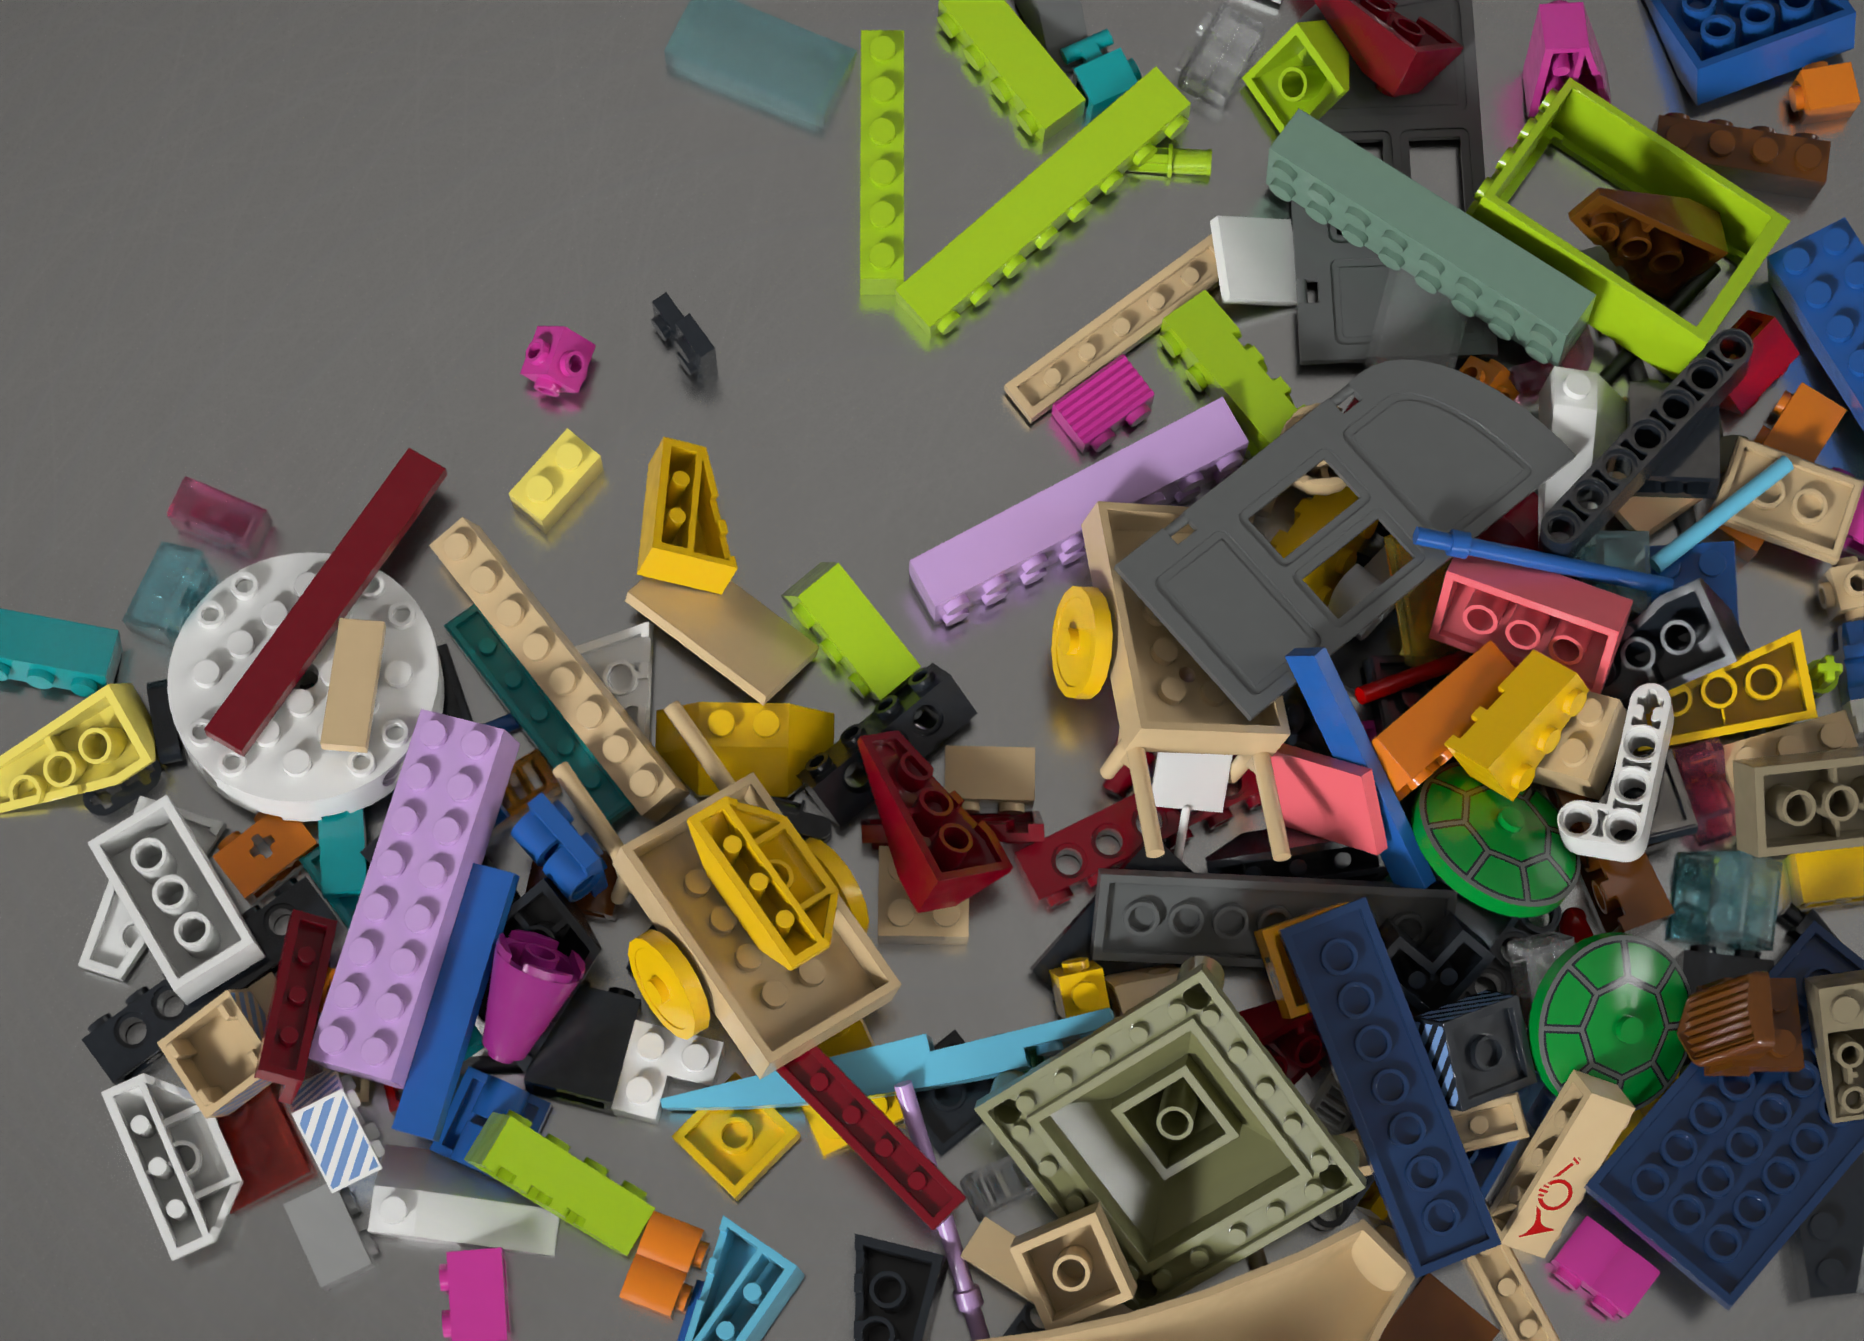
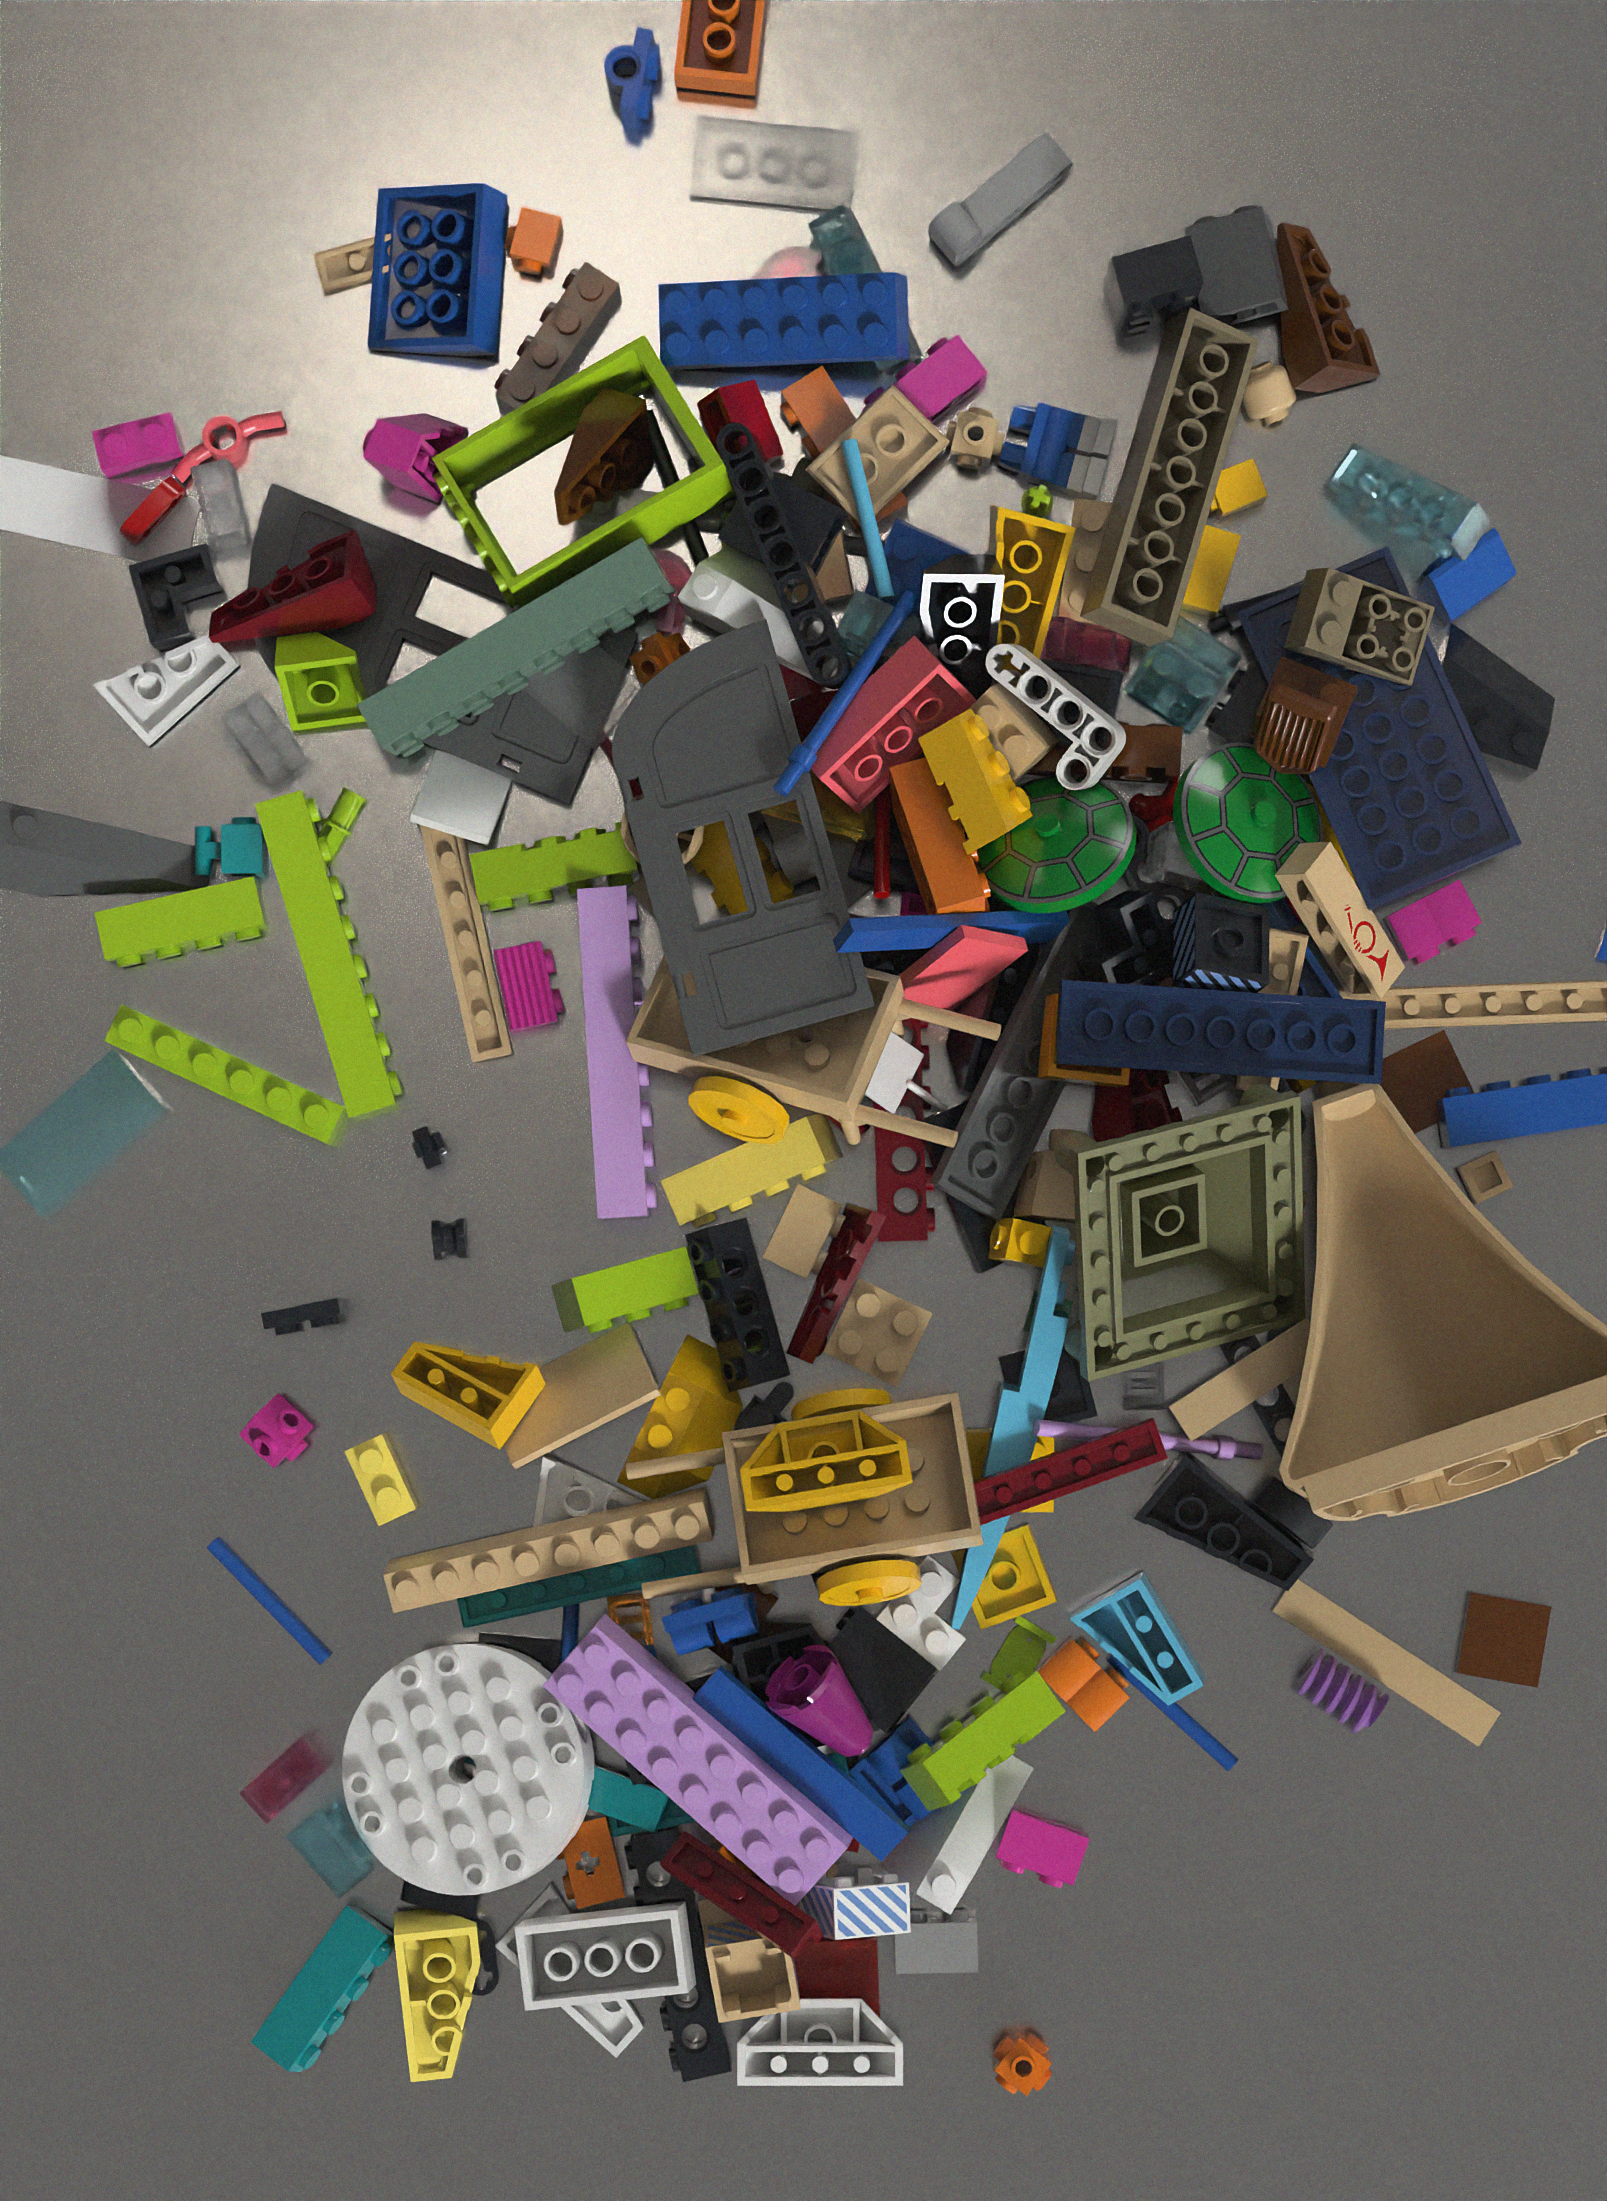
camera: 60 degrees left, 10 degrees up
(324, 602) = (408, 1722): dark red tile -> none
(353, 685) = (493, 1732): tan tile -> none
(387, 430) = (268, 1600): none -> blue bar
(665, 1187) = (1018, 1653): none -> lime piece
(821, 441) = (449, 1239): none -> black wheel
(902, 381) = (429, 1147): none -> black plate
(931, 837) = (837, 1307): dark red wedge -> none
(1029, 699) = (750, 1169): none -> light yellow wedge
(1073, 1267) = (1249, 1358): tan brick -> none

